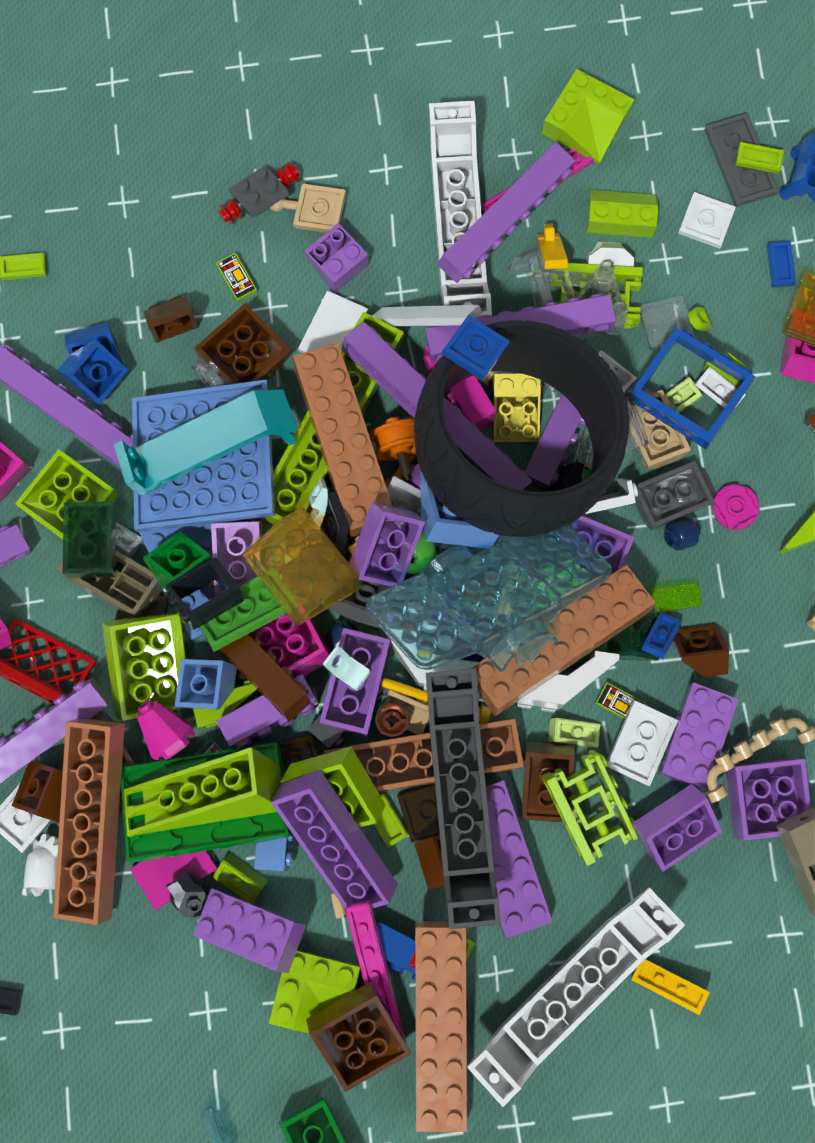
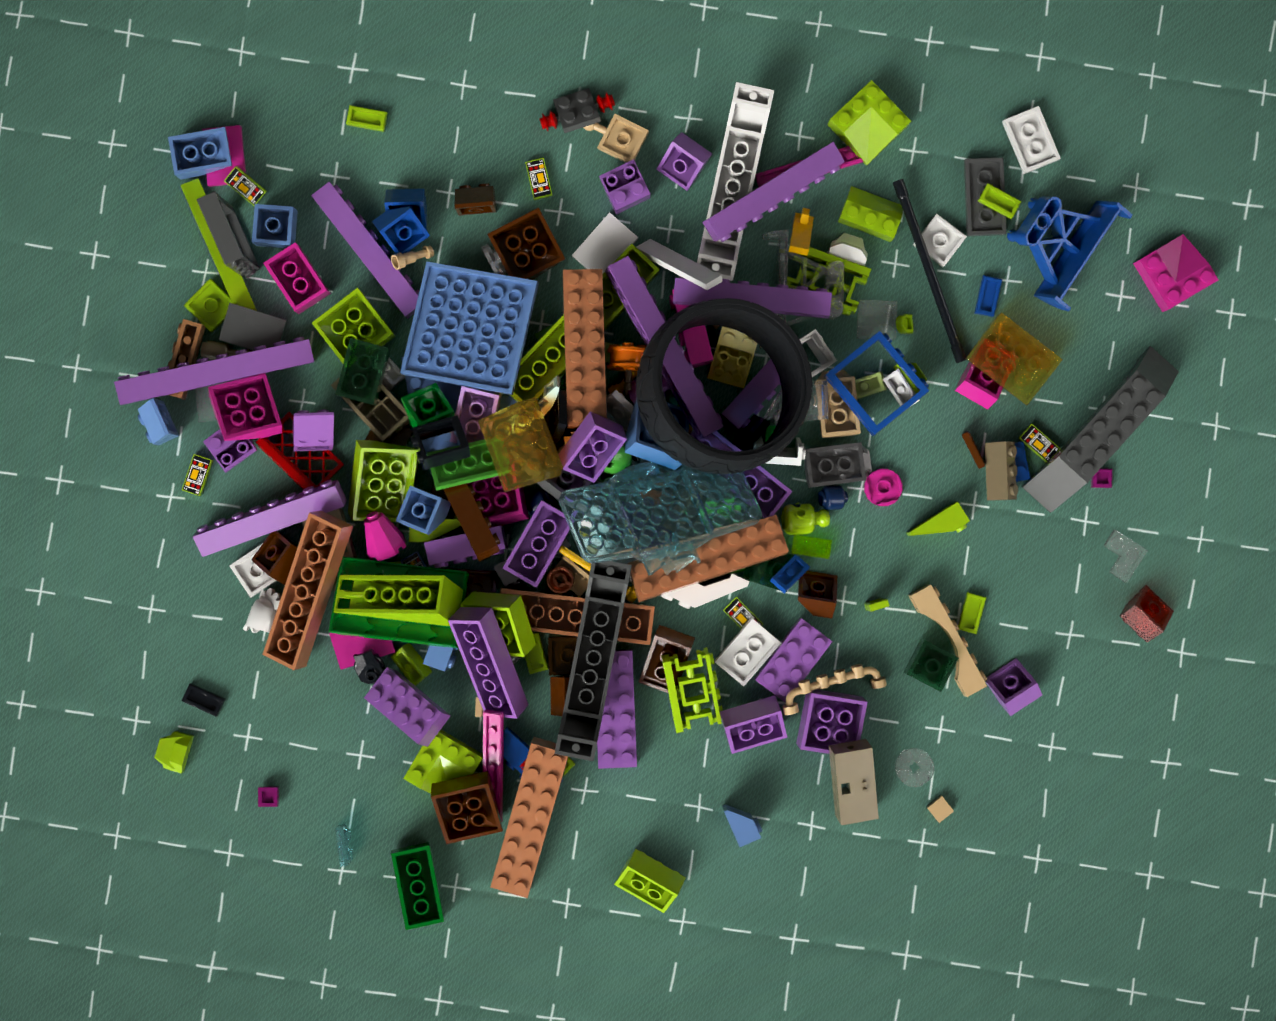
camera: 15 degrees right, 10 degrees up
(47, 626) = (313, 430): none -> medium lavender slope
(102, 405) = (401, 260): none -> tan piece
(105, 1098) = (268, 796): none -> magenta plate
(206, 439) = (475, 318): panel -> none
(347, 668) = (534, 534): light aqua bracket -> none
(395, 213) = (684, 161): none -> medium lavender slope
(475, 347) = (703, 317): blue plate -> none
(572, 994) = (634, 823): white slope -> none
(574, 732) = (699, 628): yellowish green slope -> none
(612, 1064) = (650, 881): none -> lime slope
(651, 181) = (903, 196): none -> black piece
(657, 567) = (801, 519): none -> lime piece
(671, 986) = (711, 838): yellow hinge -> none
(704, 958) = (743, 825): none -> medium blue slope
(770, 87) = (1031, 140): none -> white plate
(775, 641) = (876, 604): none -> lime tile

